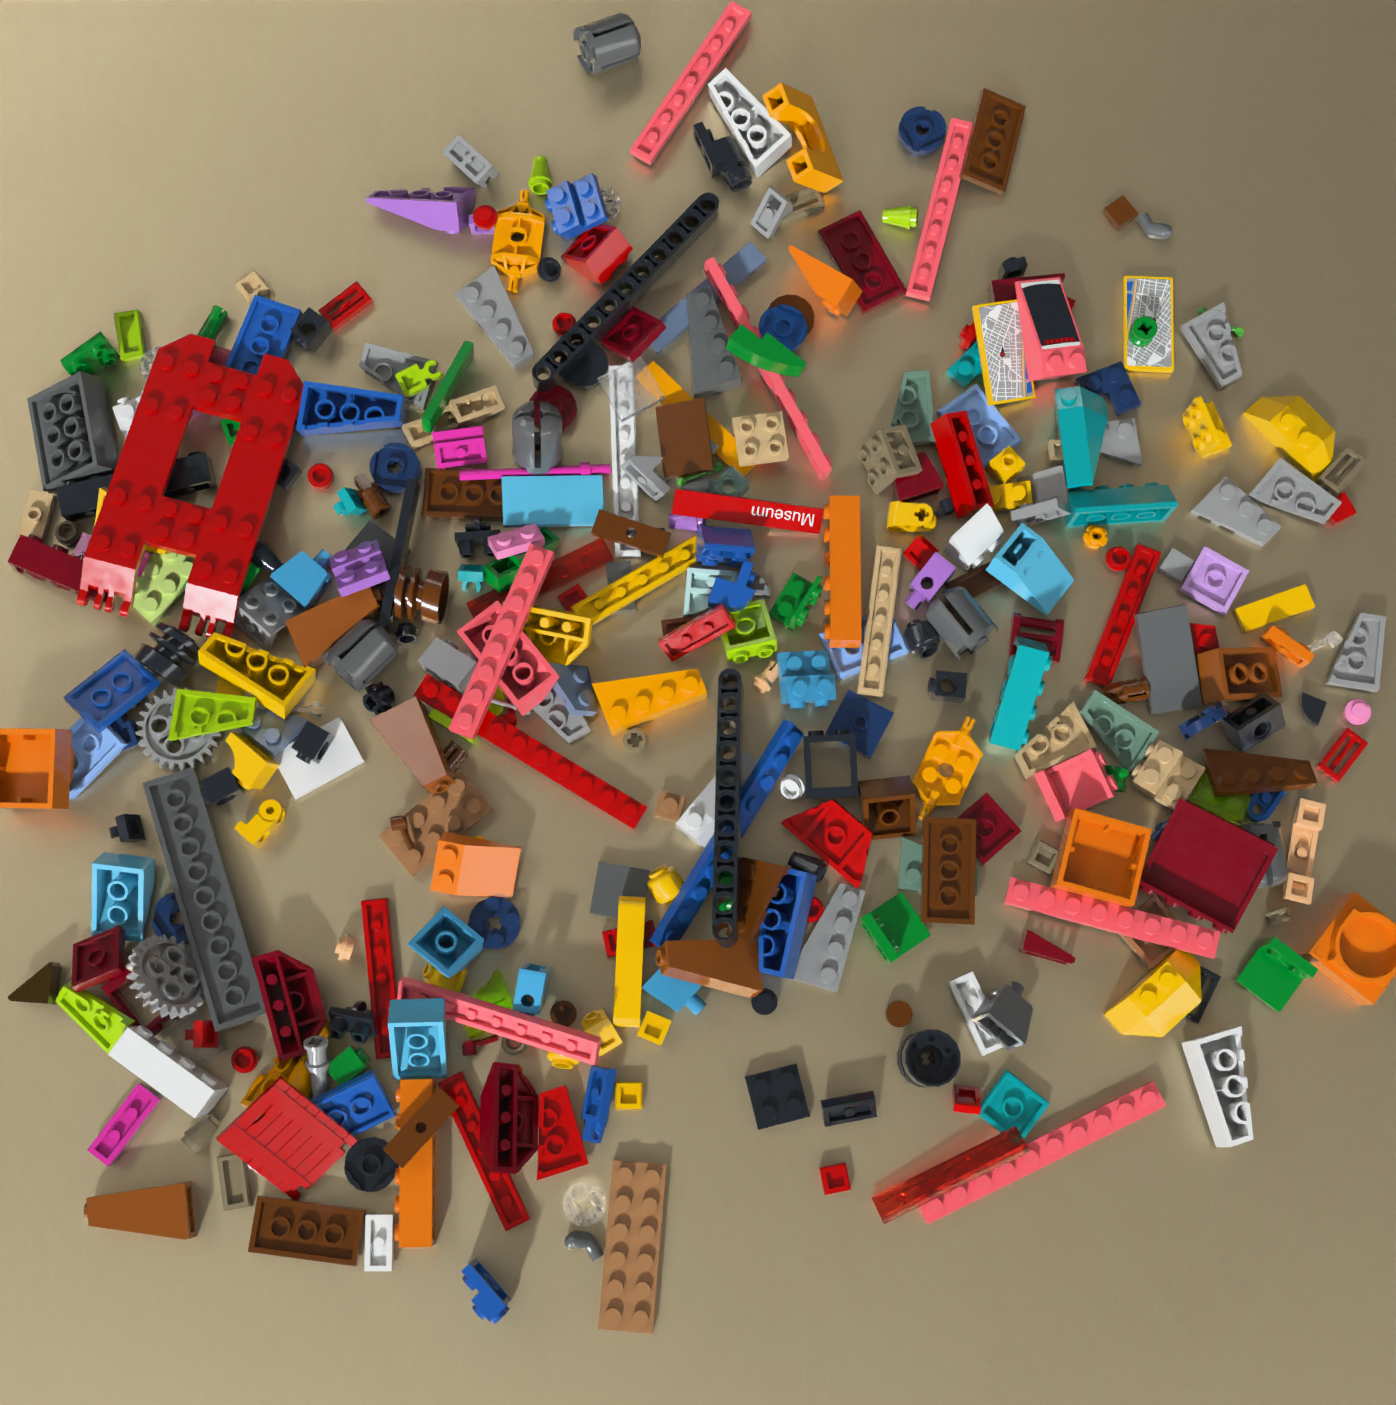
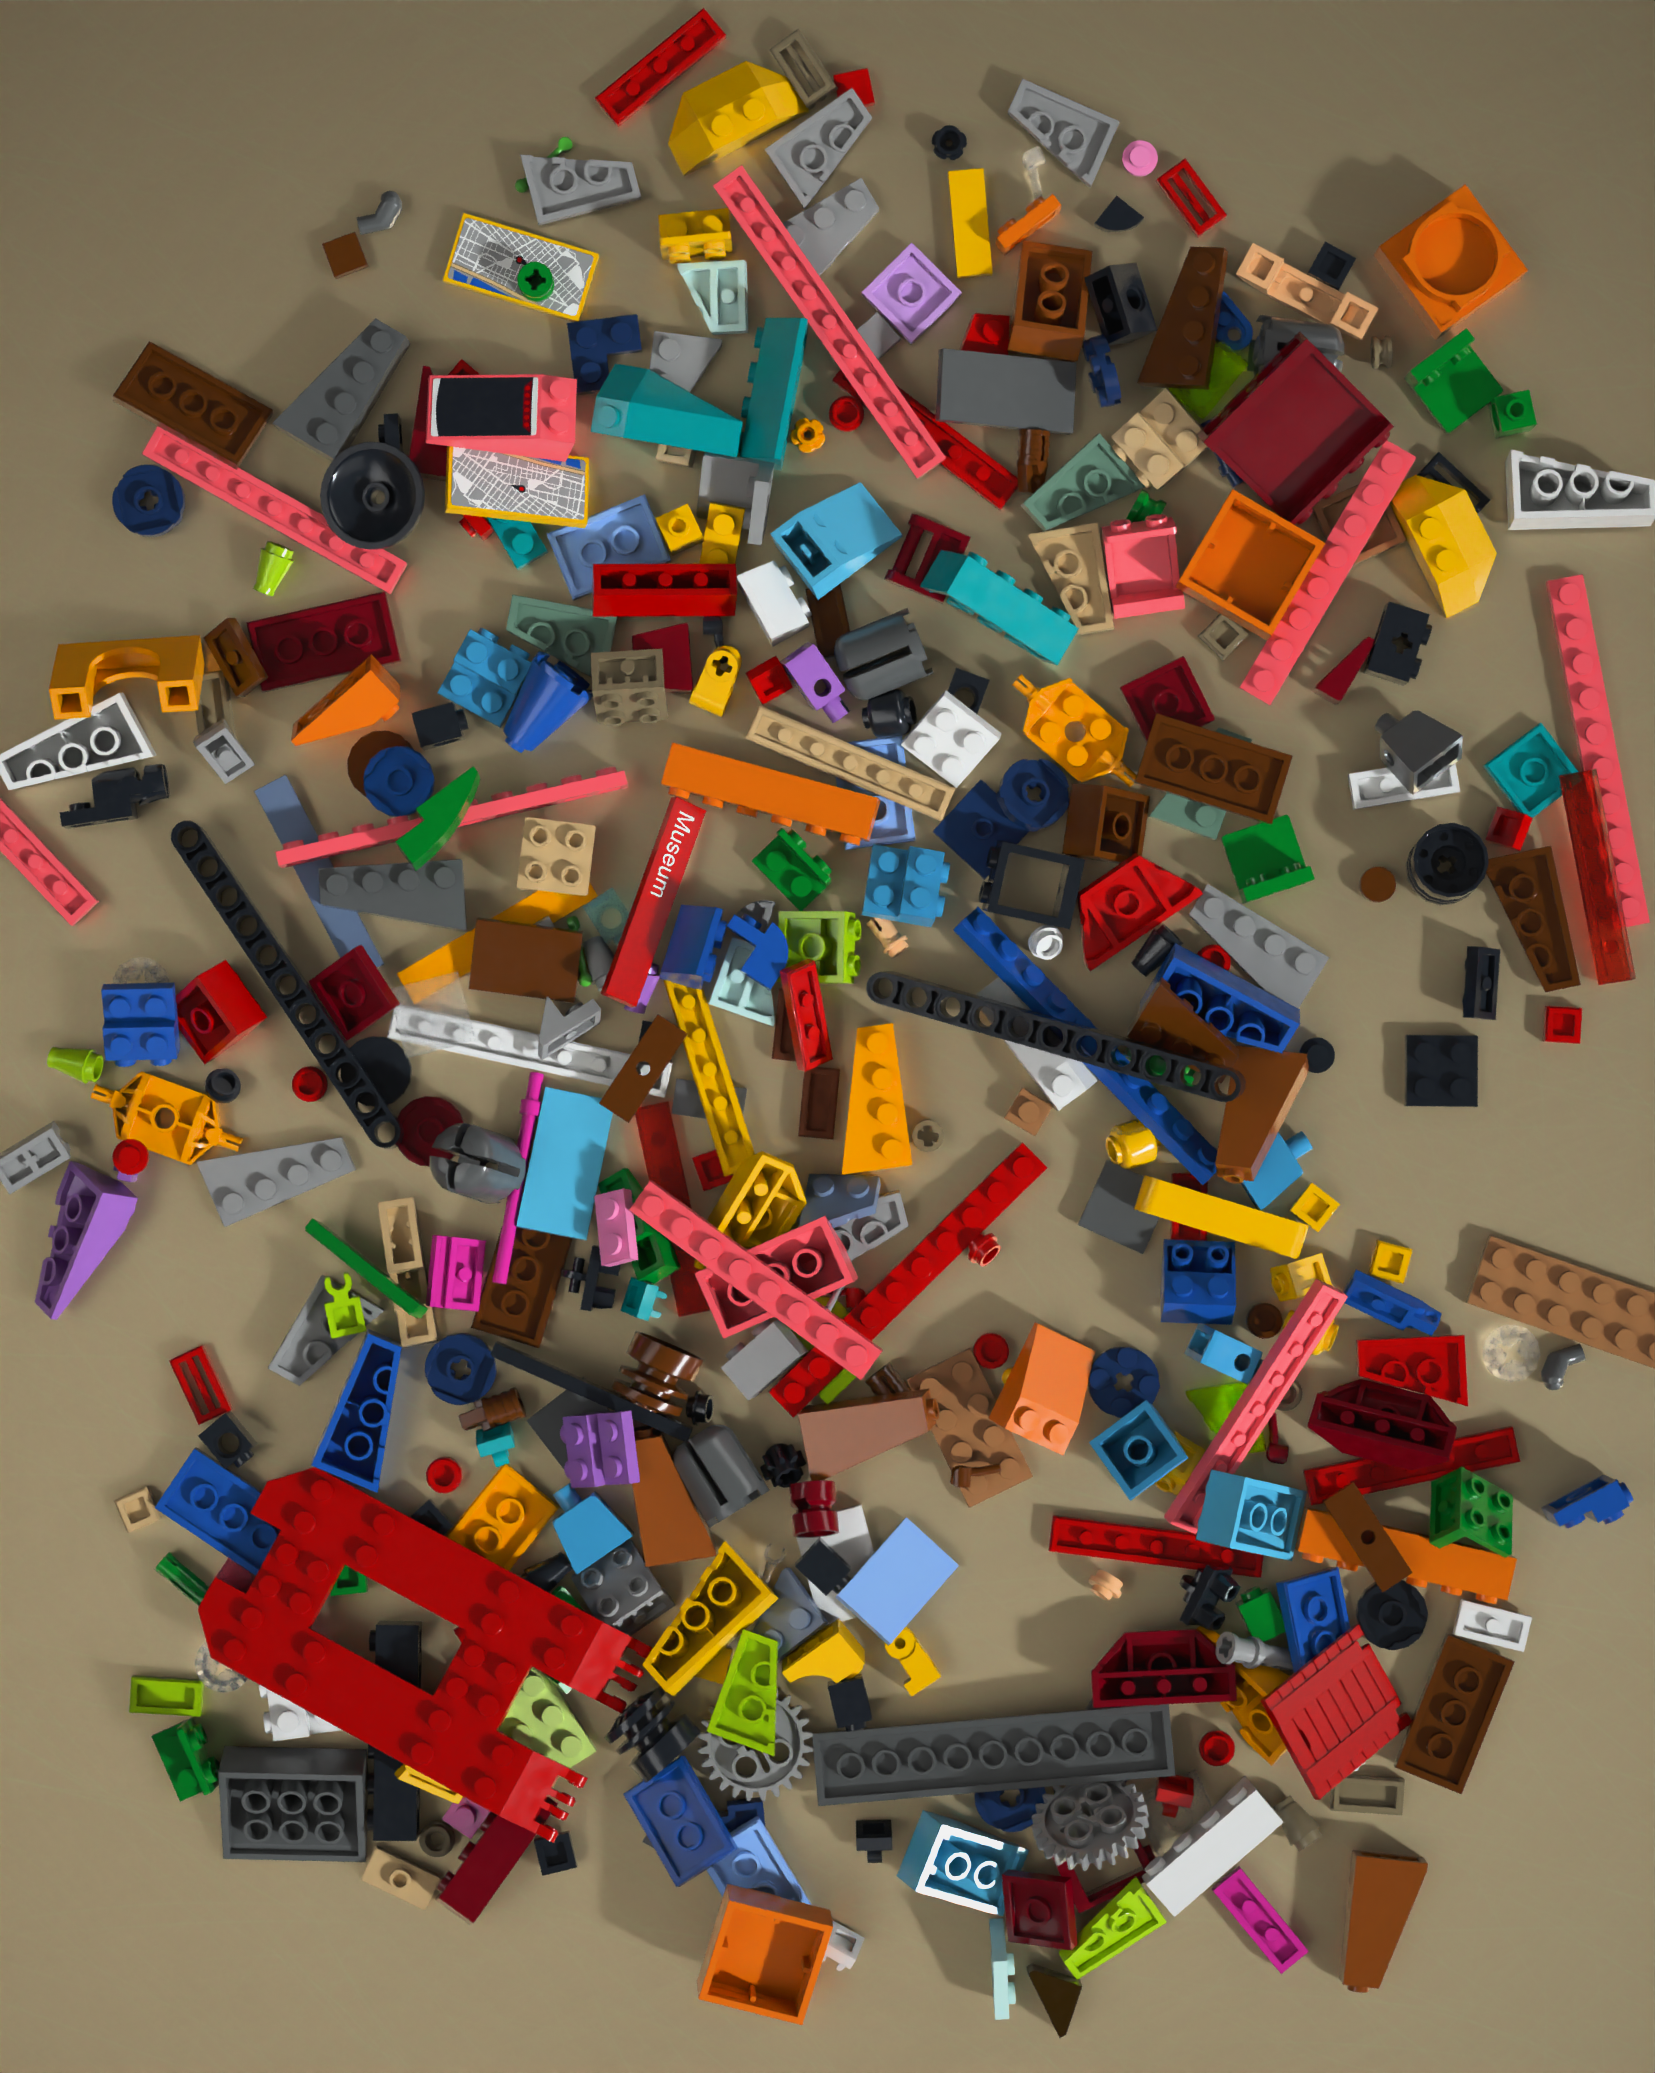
camera: 70 degrees left, 10 degrees up
(46, 825) = (843, 1946): none -> white tile
(49, 942) = (1002, 1966): none -> light aqua wing
(73, 614) = (557, 1855): none -> black plate
(298, 522) = (504, 1518): none -> light orange tile
(314, 797) = (897, 1581): none -> light blue tile
(351, 725) = (814, 1509): none -> dark red wheel
(460, 1203) = (1471, 1509): none -> green bracket
(494, 824) = (991, 1350): none -> red tile
(564, 799) = (983, 1249): none -> red plate
(578, 956) = (1198, 1282): none -> blue slope
(638, 661) = (819, 1103): none -> copper tile
(827, 345) = (440, 725): none -> black brick
(835, 207) = (235, 657): none -> reddish brown plate
(862, 407) = (544, 702): none -> blue cone
(869, 369) = (486, 676): none -> dark azure plate
(907, 747) = (1029, 813): none -> dark blue plate
(913, 1135) = (1534, 904): none -> reddish brown wing
(916, 683) = (951, 739): none -> white plate
(968, 251) = (351, 493): none -> black dish
(1031, 232) = (342, 396): none -> dark grey wedge
(1091, 986) = (1395, 623): none -> black brick
(1173, 454) = (720, 293): none -> light aqua wing
(1177, 529) = (829, 322): none -> coral plate
(1265, 1022) = (1512, 414): none -> green brick
(1310, 380) = (660, 67): none -> red tile
(1327, 864) = (1331, 266): none -> black plate
(1329, 575) = (949, 133): none -> black plate

